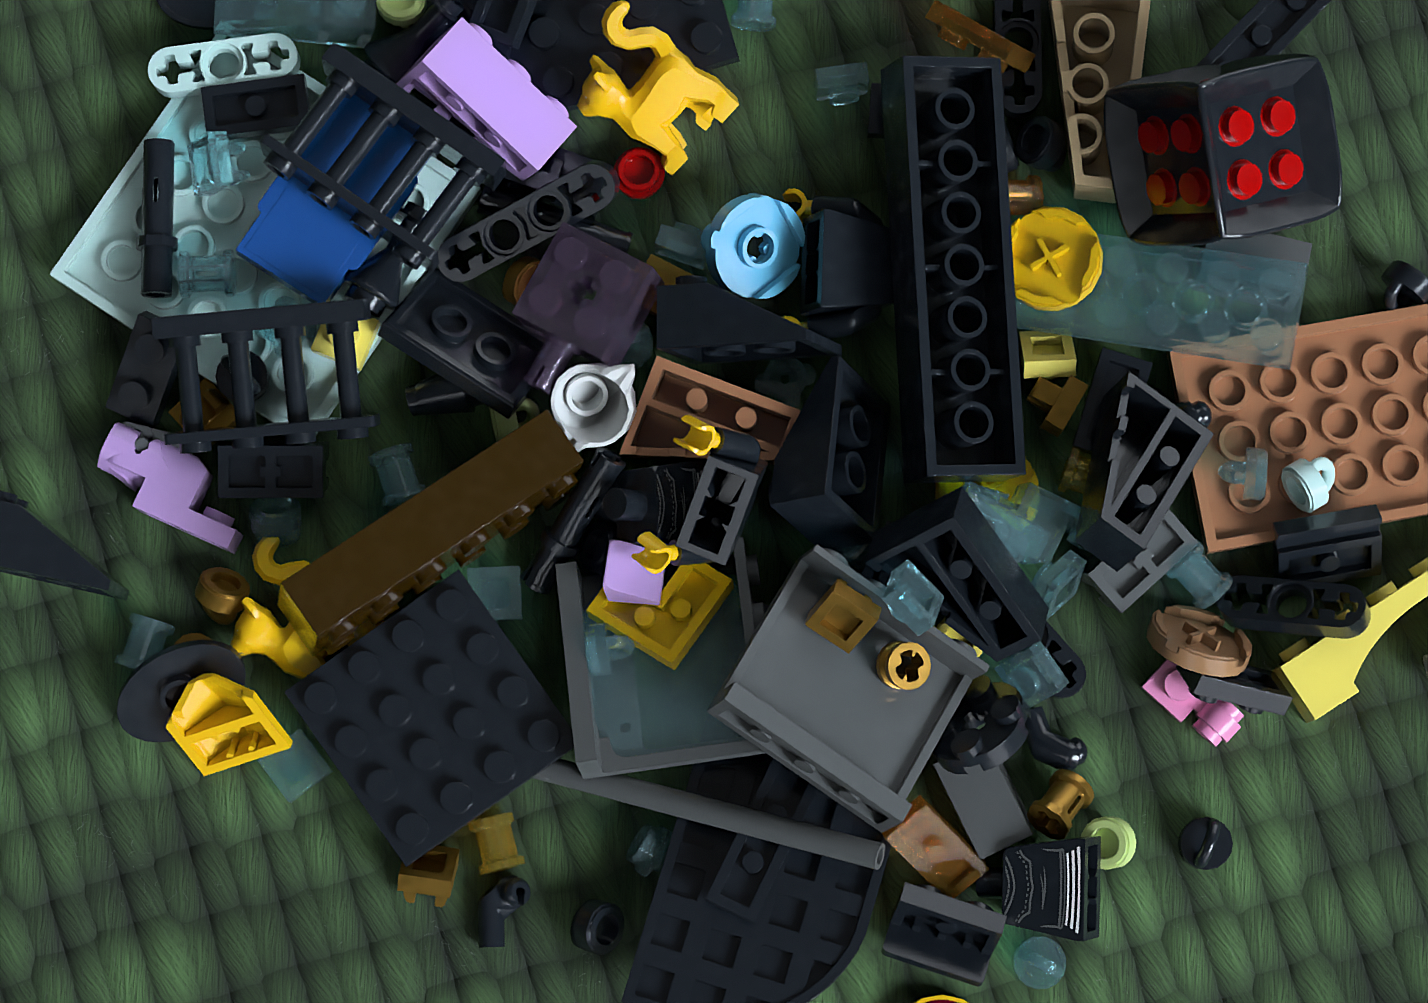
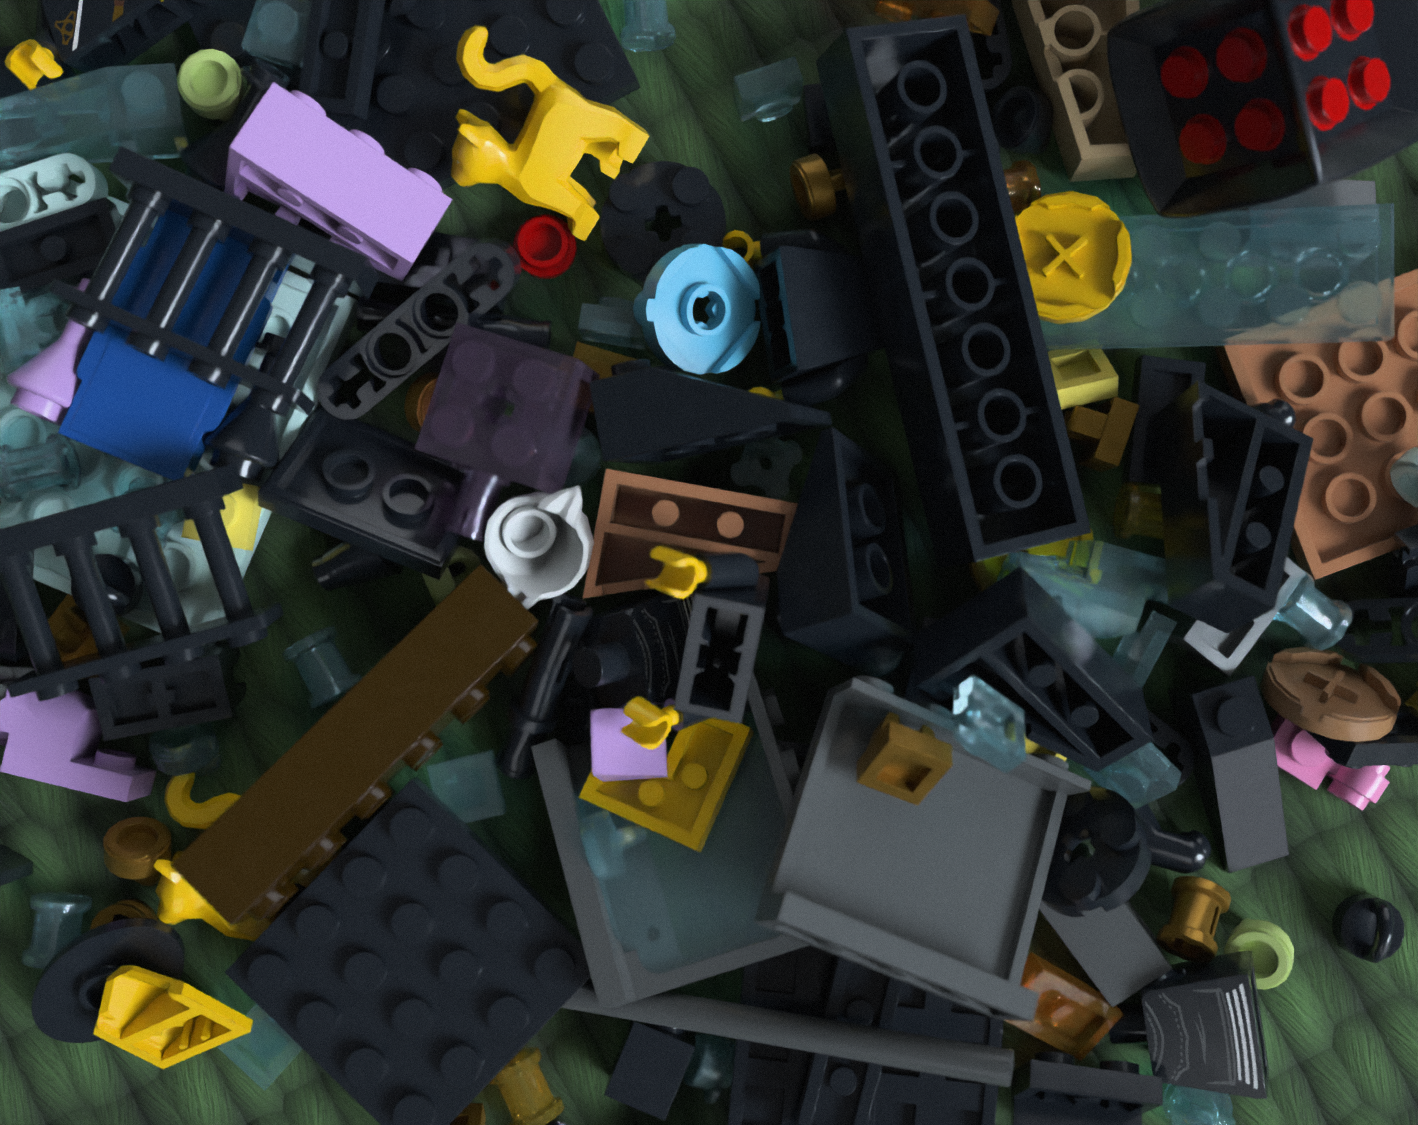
camera: 10 degrees left, 5 degrees up
(235, 207) = (50, 378): none -> lavender piece
(603, 835) = (650, 1067): none -> black brick
(729, 144) = (652, 189): none -> black plate
(865, 165) = (815, 186): none -> pearl gold tile
(916, 672) = (968, 801): pearl gold bush -> none
(1117, 694) = (1234, 767): none -> black slope
(1250, 473) = (1357, 476): clear light blue tile -> none

